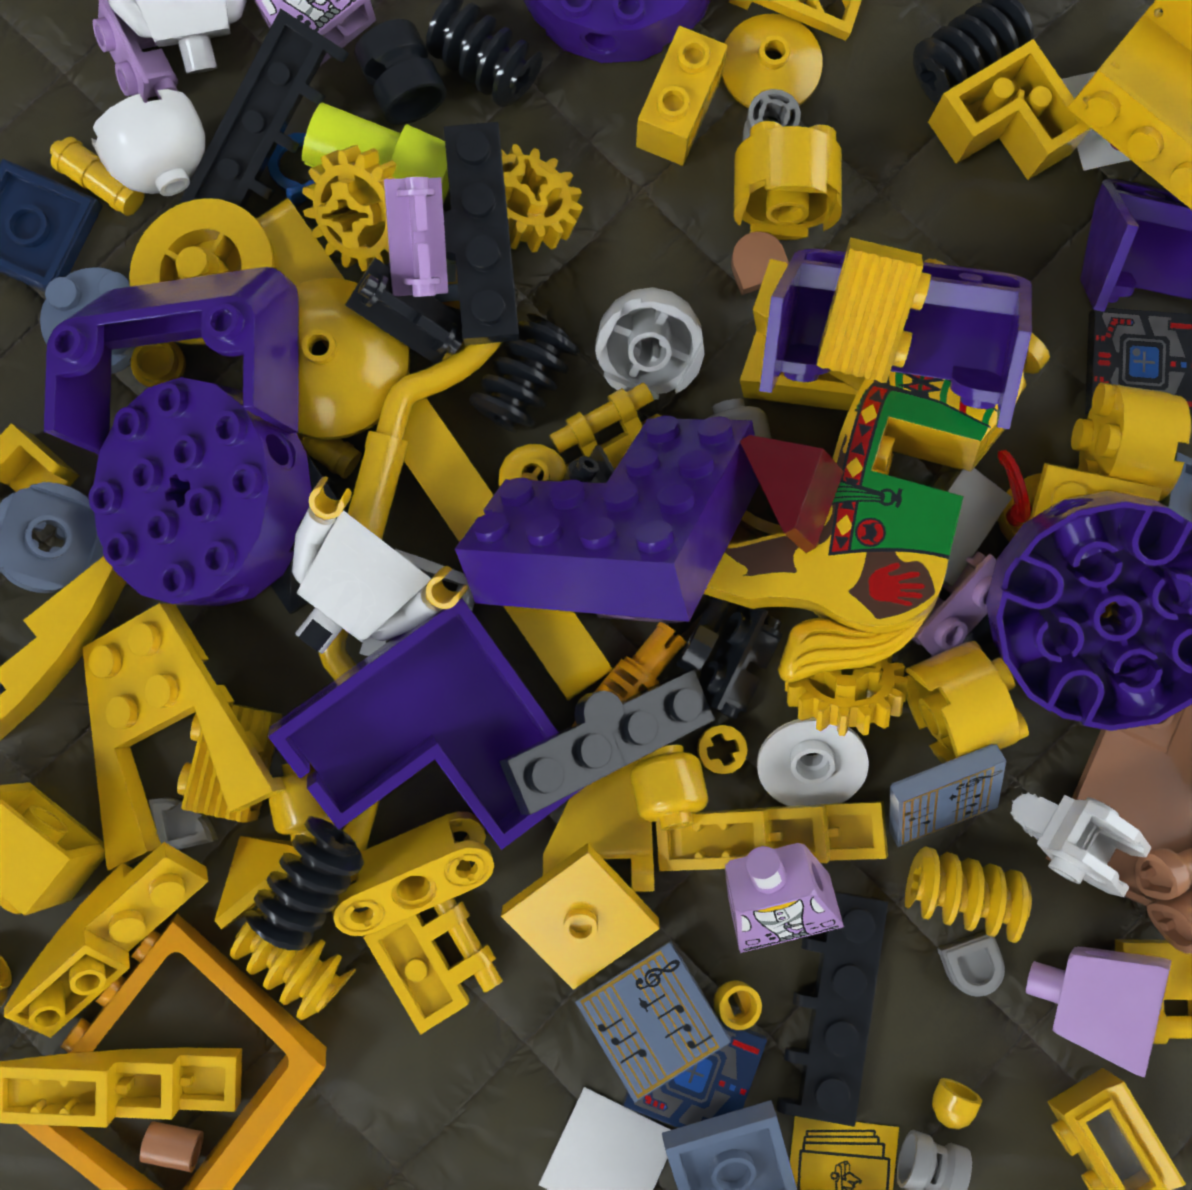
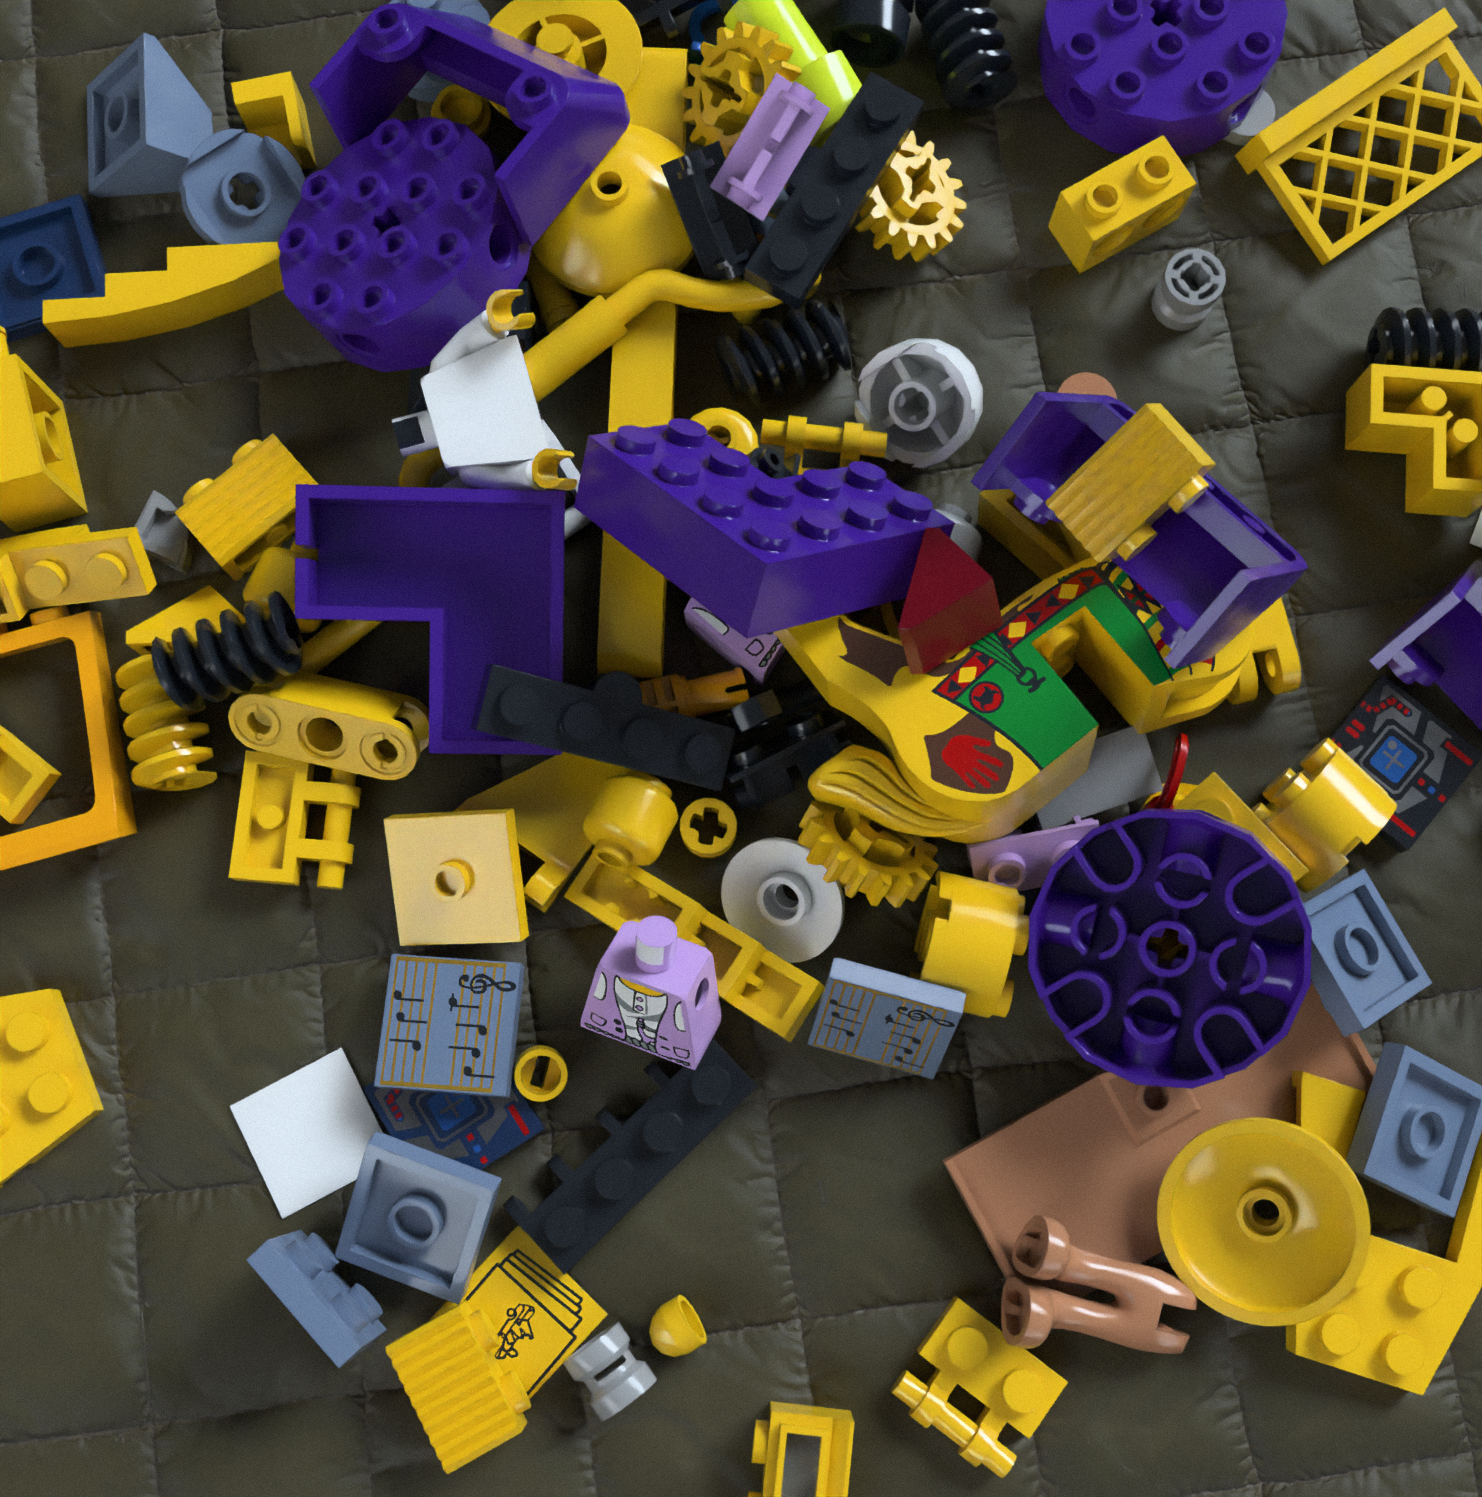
camera: 35 degrees right, 5 degrees down
(138, 685) = (224, 380): yellow wing -> none
(751, 71) = (1249, 259): yellow dish -> none
(788, 179) = (1164, 344): yellow brick -> none
(971, 890) = (842, 1135): yellow piece -> none
(973, 964) = (797, 1211): light grey tile -> none
(1080, 838) = (986, 1153): white hinge -> none
(1106, 1002) = (895, 1337): lavender torso -> none

